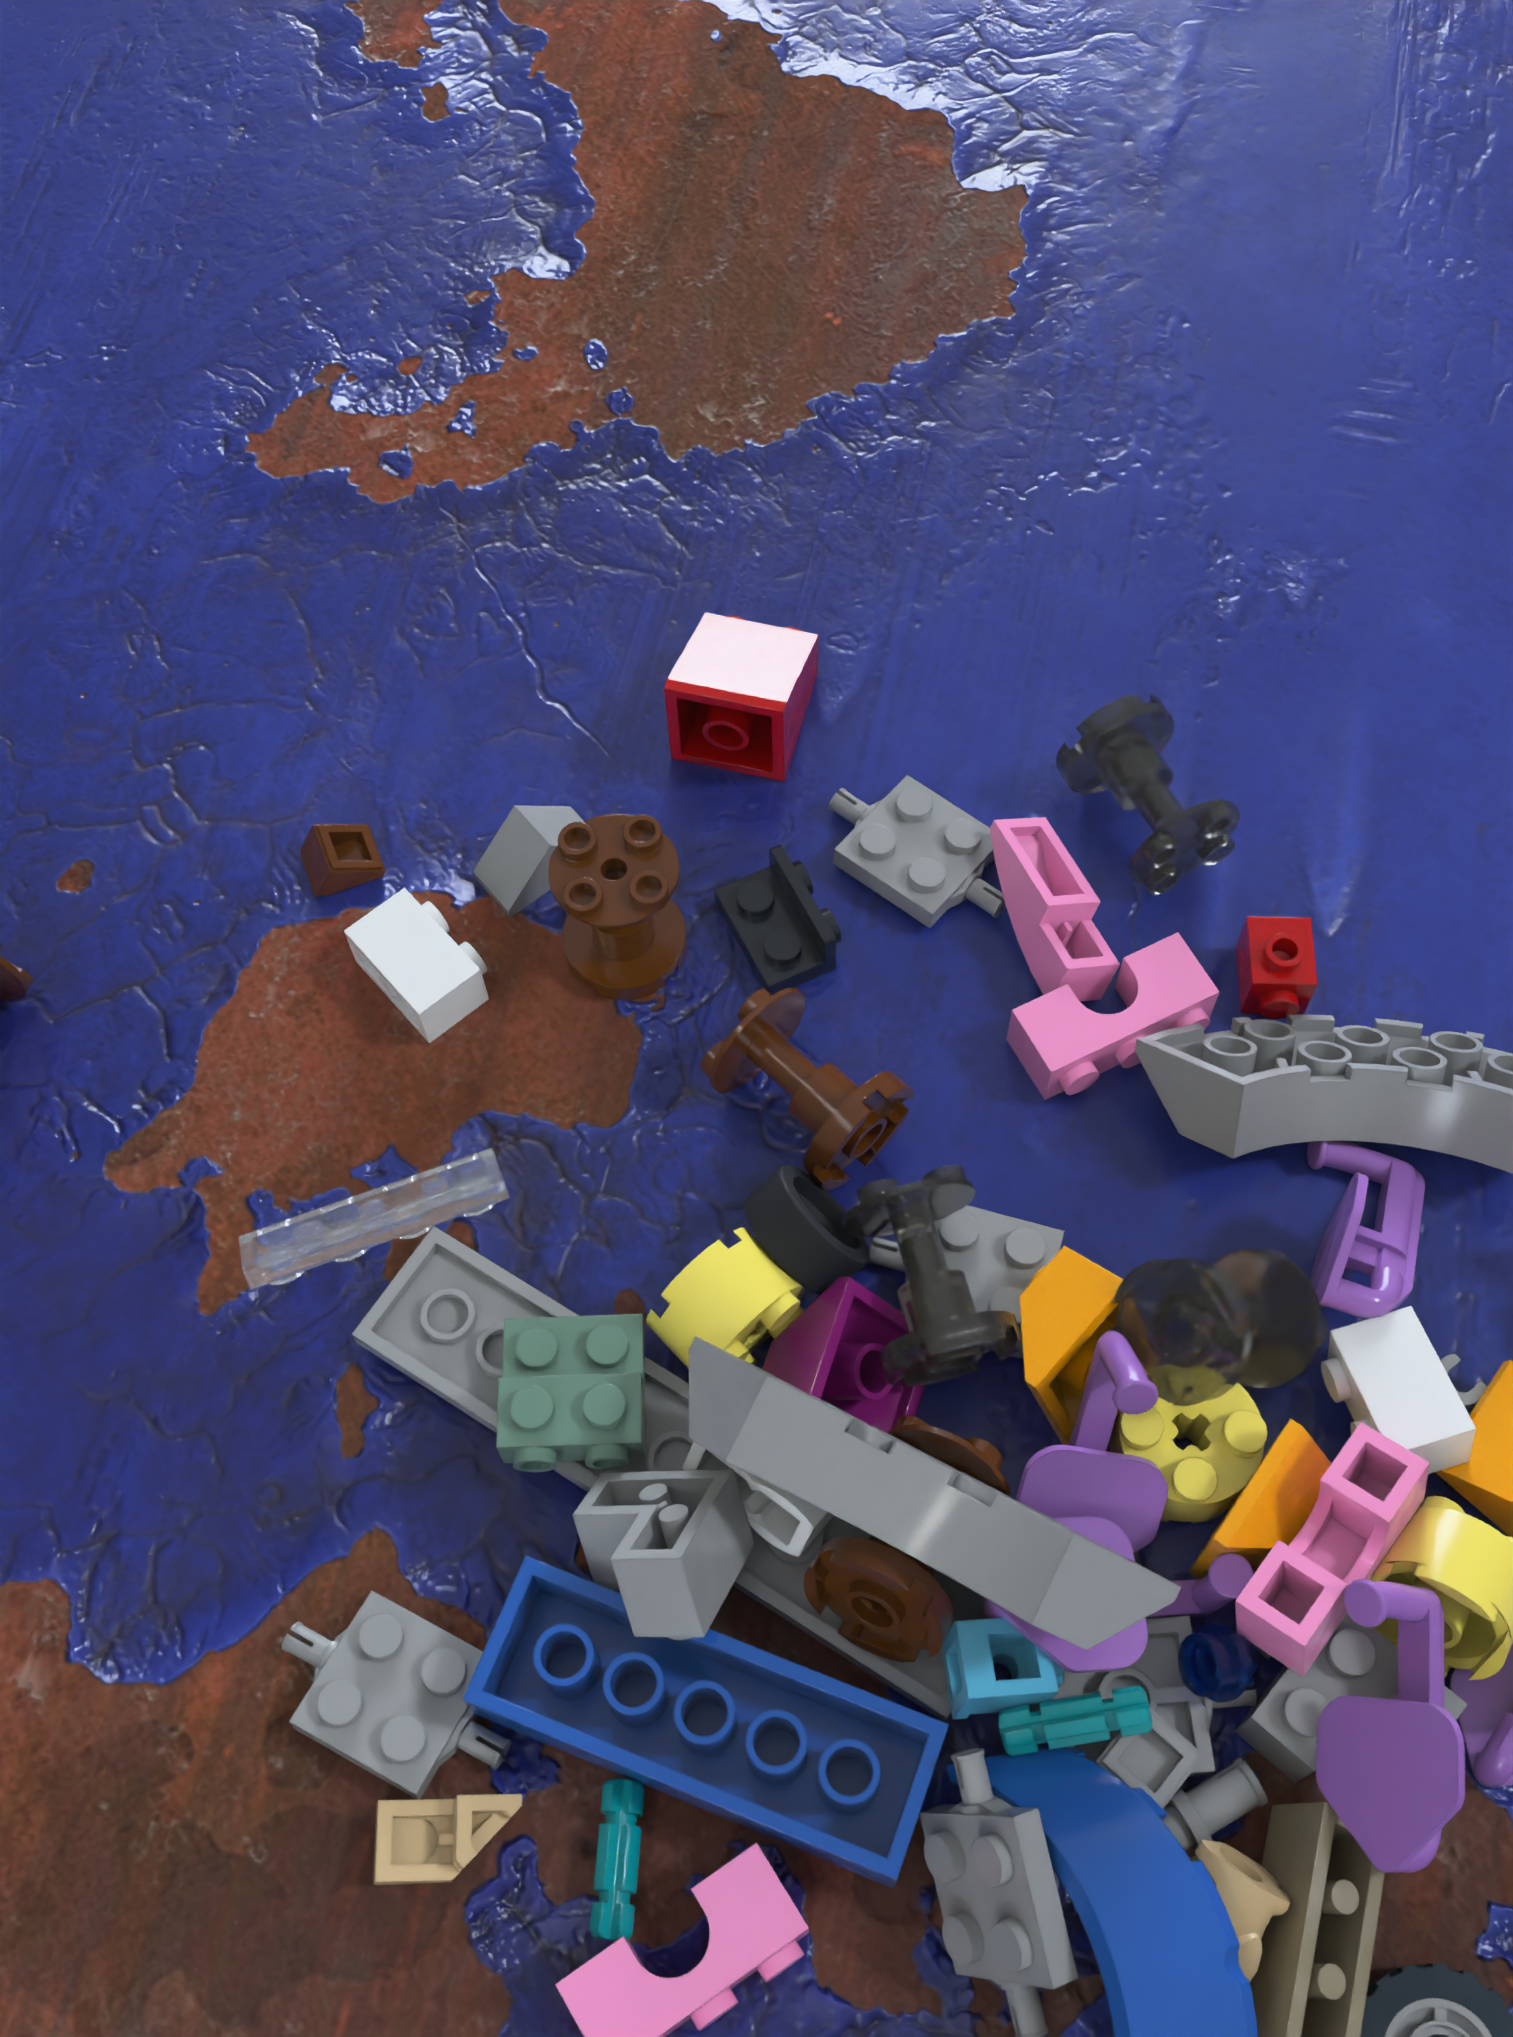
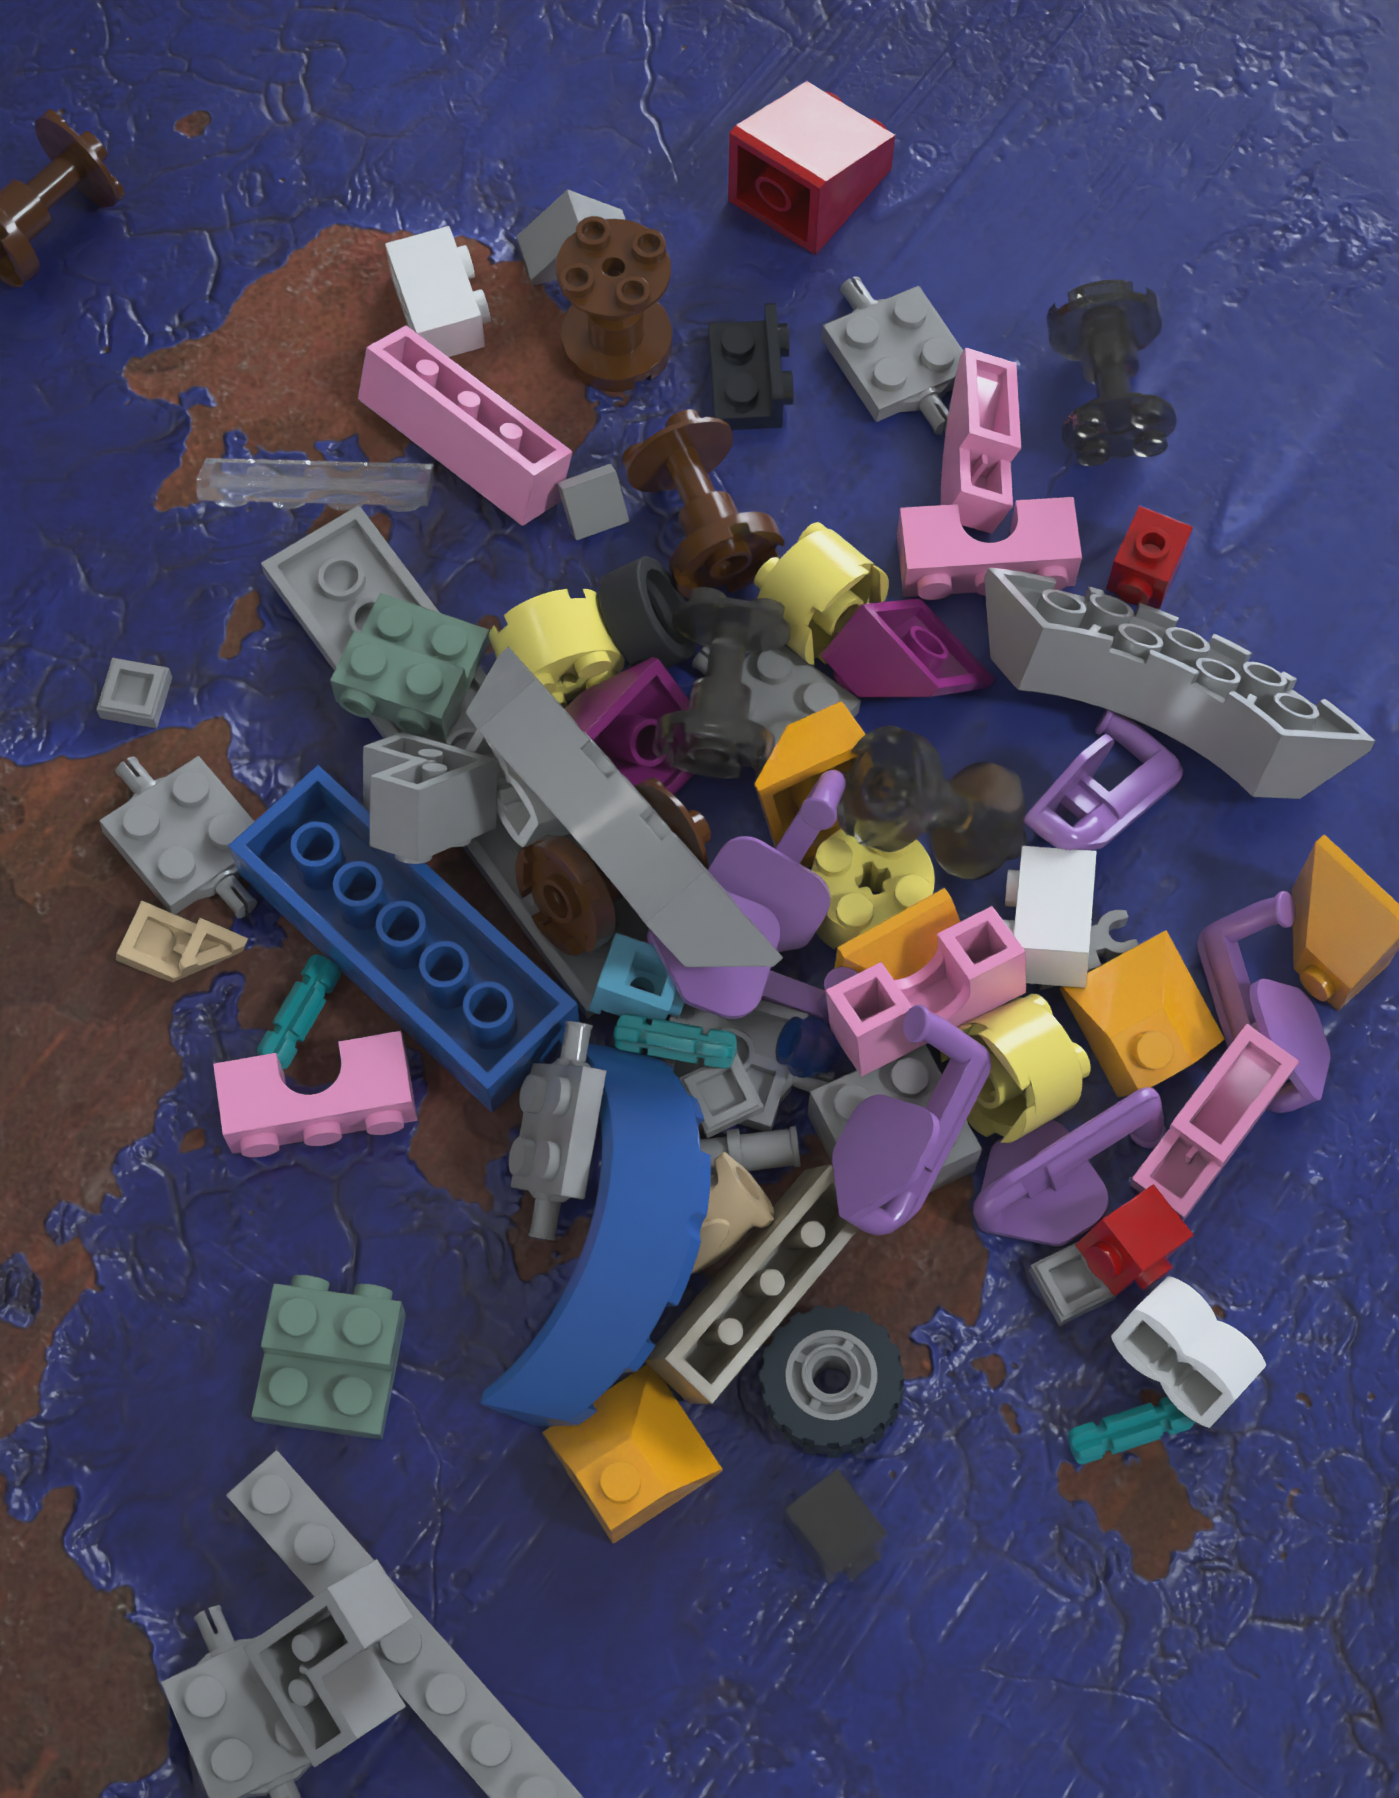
camera: 20 degrees right, 5 degrees up
(264, 1542) = (134, 693): none -> light grey tile
(340, 857) = (413, 184): reddish brown slope -> none
(512, 1094) = (464, 424): none -> bright pink brick
(684, 1124) = (593, 502): none -> light grey tile
(977, 1127) = (821, 587): none -> light yellow brick
(1088, 1168) = (902, 653): none -> magenta slope

